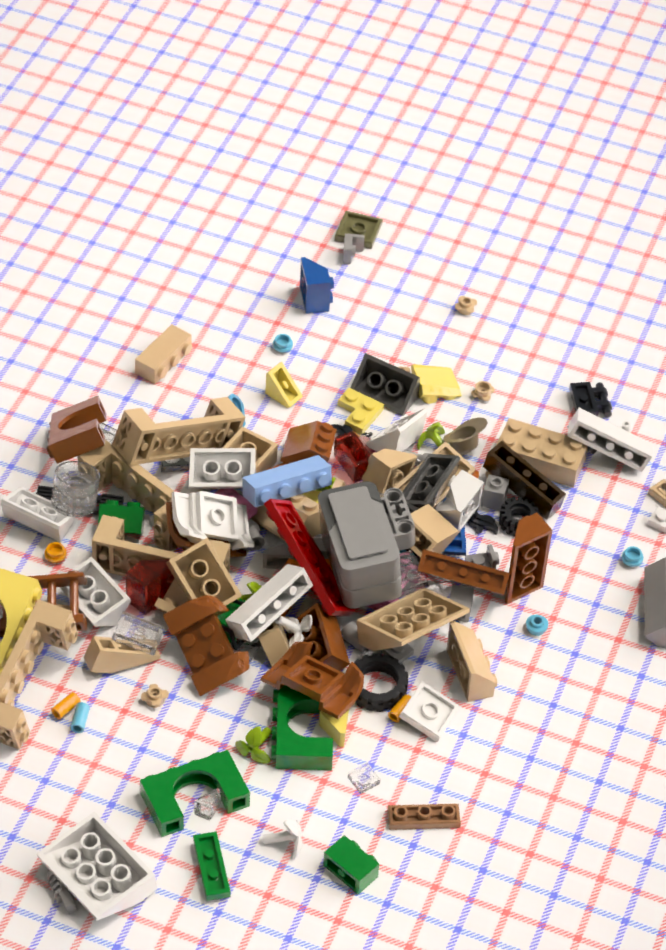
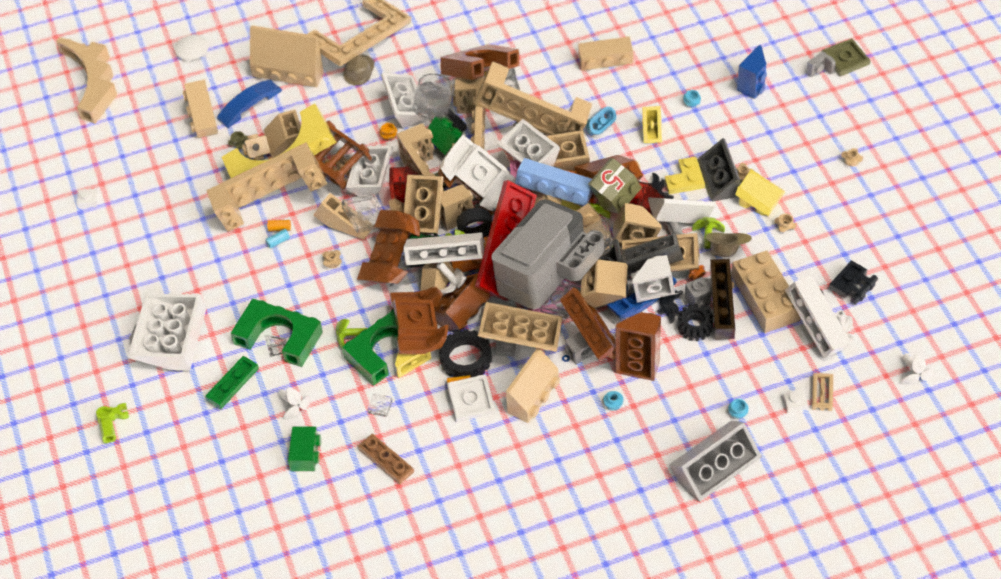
camera: 55 degrees right, 5 degrees up
(250, 568) = (475, 215): none -> black tyre
(343, 449) = (614, 186): none -> olive slope

